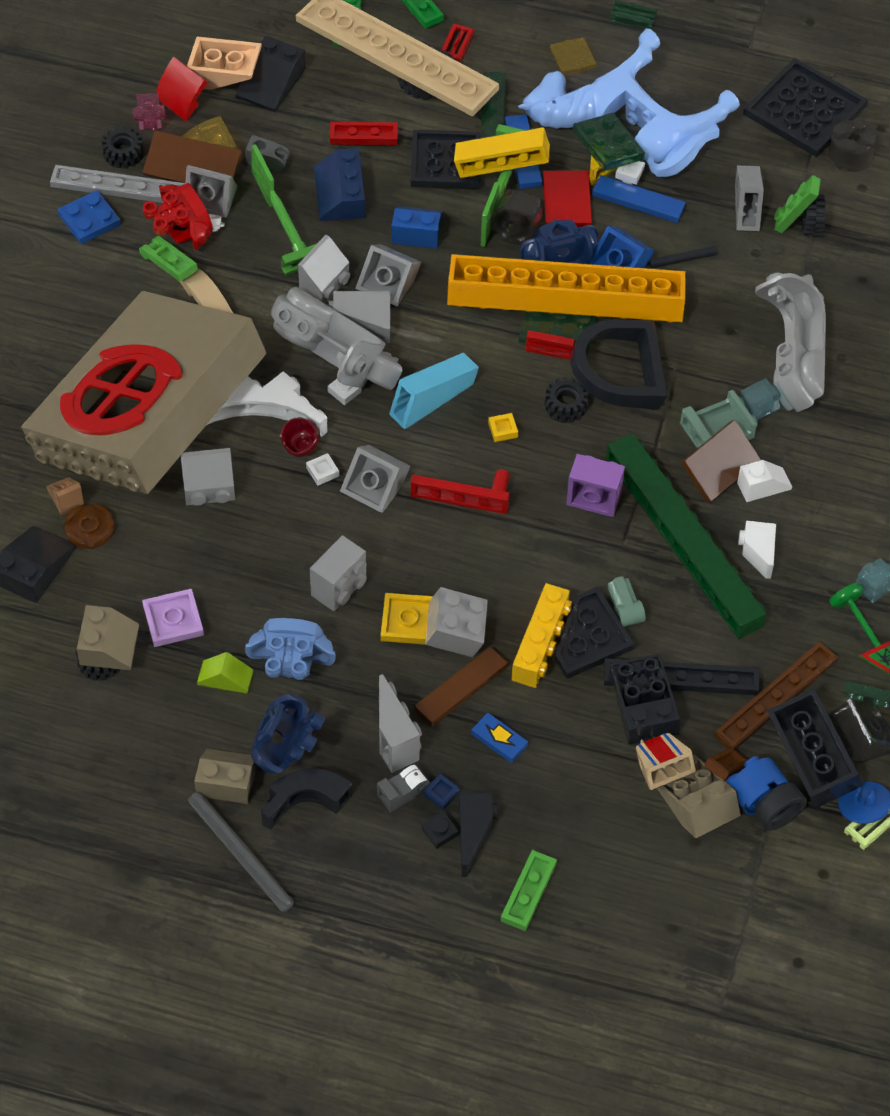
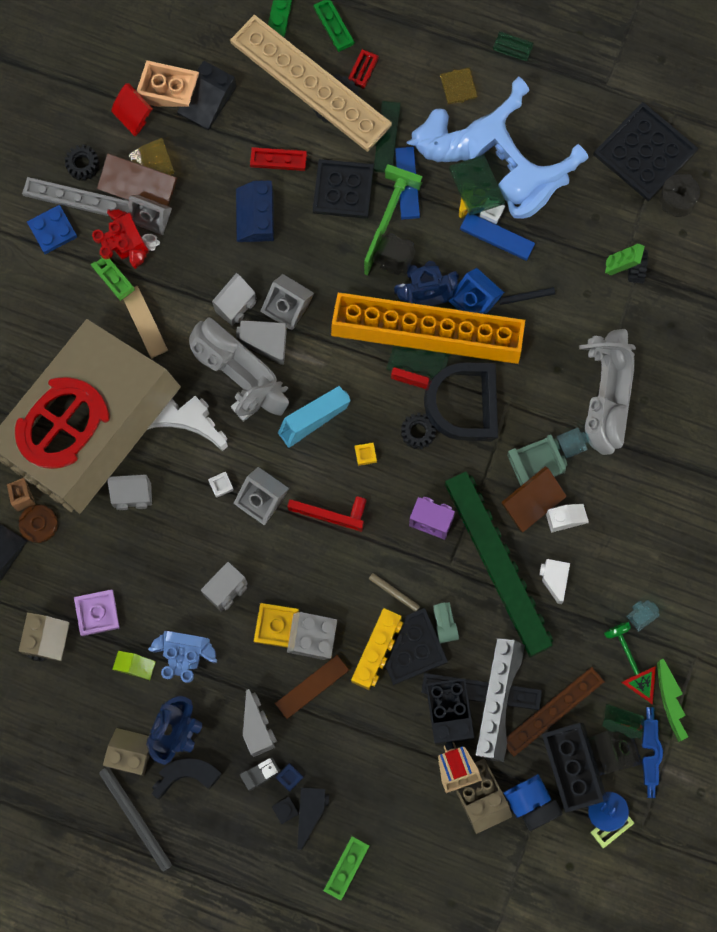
camera: 10 degrees right, 20 degrees up
(148, 111) = (104, 130): clear pink brick -> none
(266, 184) = (220, 280): bright green piece -> none
(272, 153) = (197, 176): dark grey leg -> none
(299, 437) = (204, 456): dark red hair -> none
(416, 227) = (314, 253): blue slope -> none
(499, 738) = (337, 734): blue tile -> none
(502, 152) = (387, 197): yellow brick -> none
(554, 575) = (394, 592): none -> dark tan bar
(567, 197) = (438, 233): red tile -> none
(703, 720) = (492, 735): none -> arch
(726, 763) = (507, 774): reddish brown tile -> none
(748, 198) = (587, 242): light grey slope -> none

